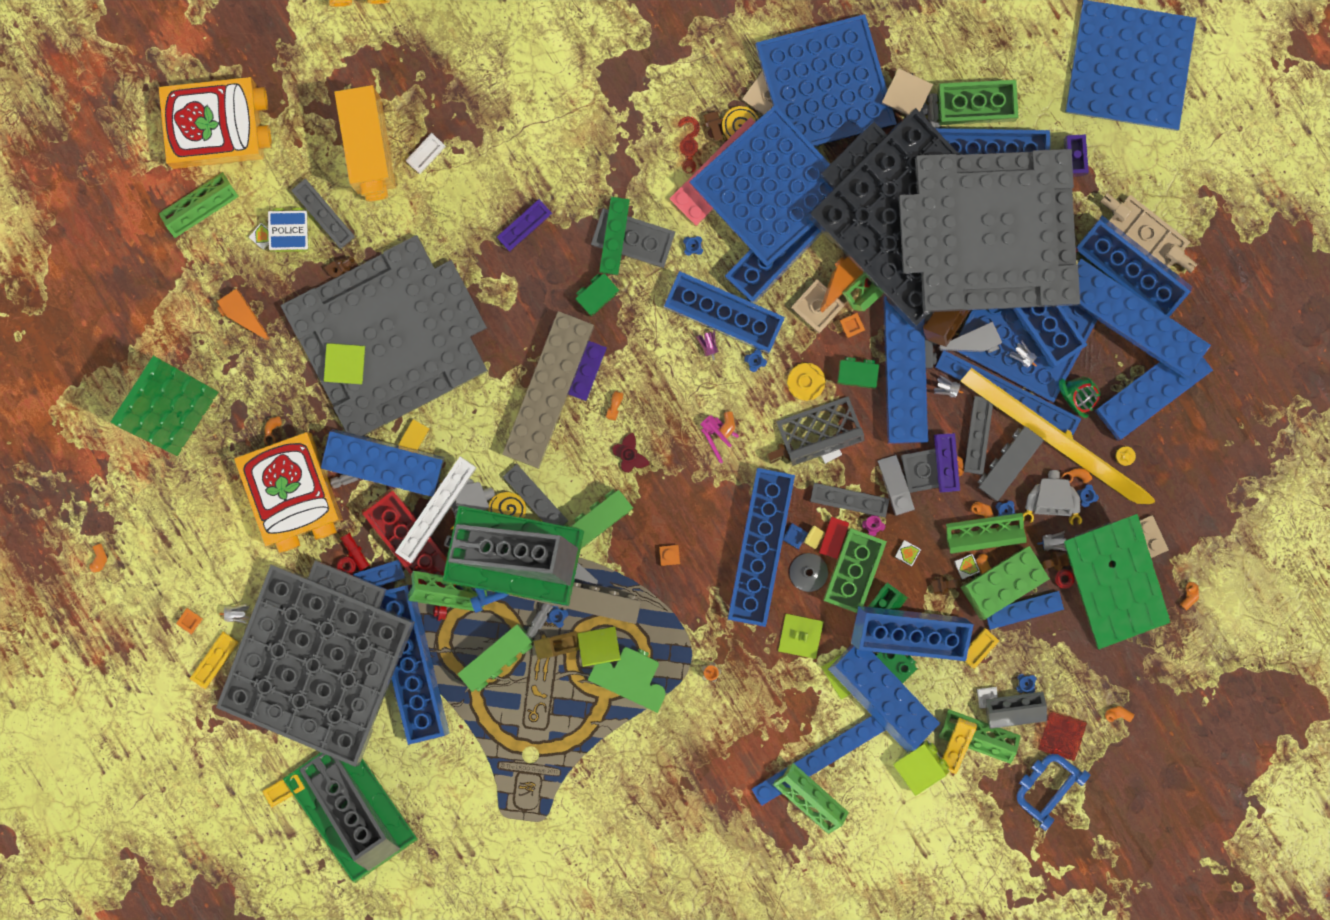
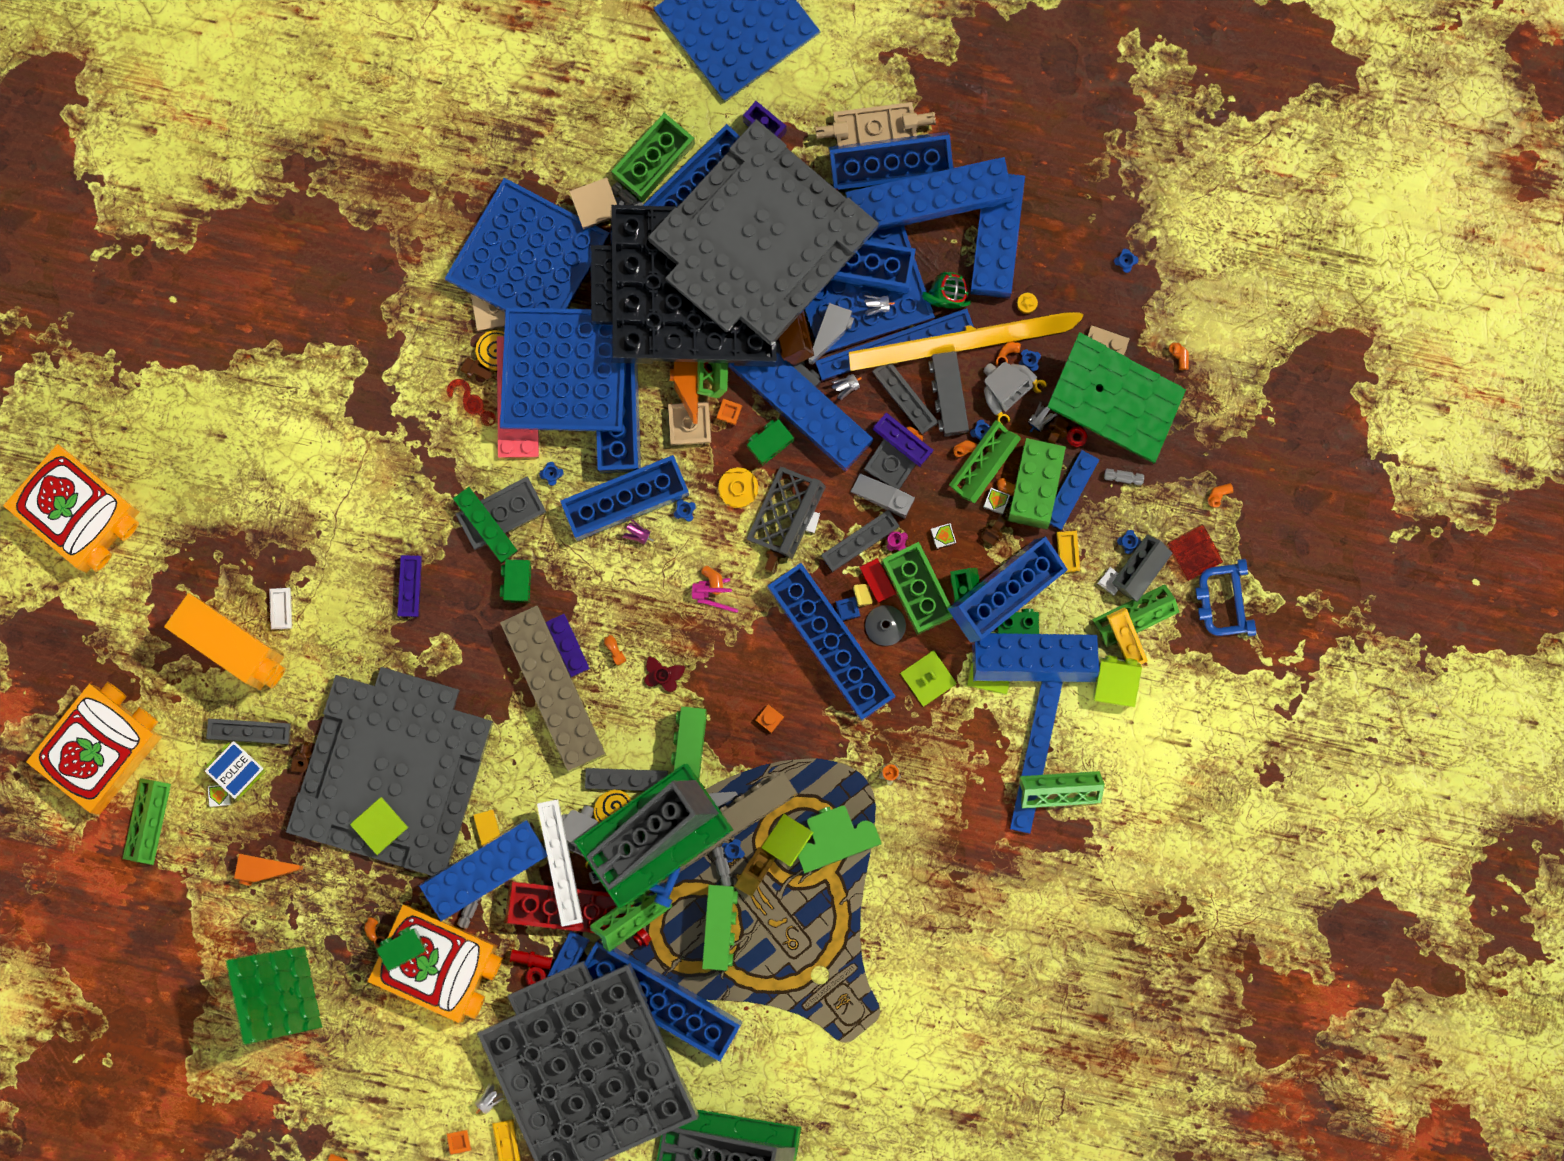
camera: 45 degrees left, 5 degrees down
(276, 461) = (401, 949): none -> green brick
(1068, 637) = (1124, 476): none -> light grey axle
(1226, 495) = (1126, 254): none -> blue plate

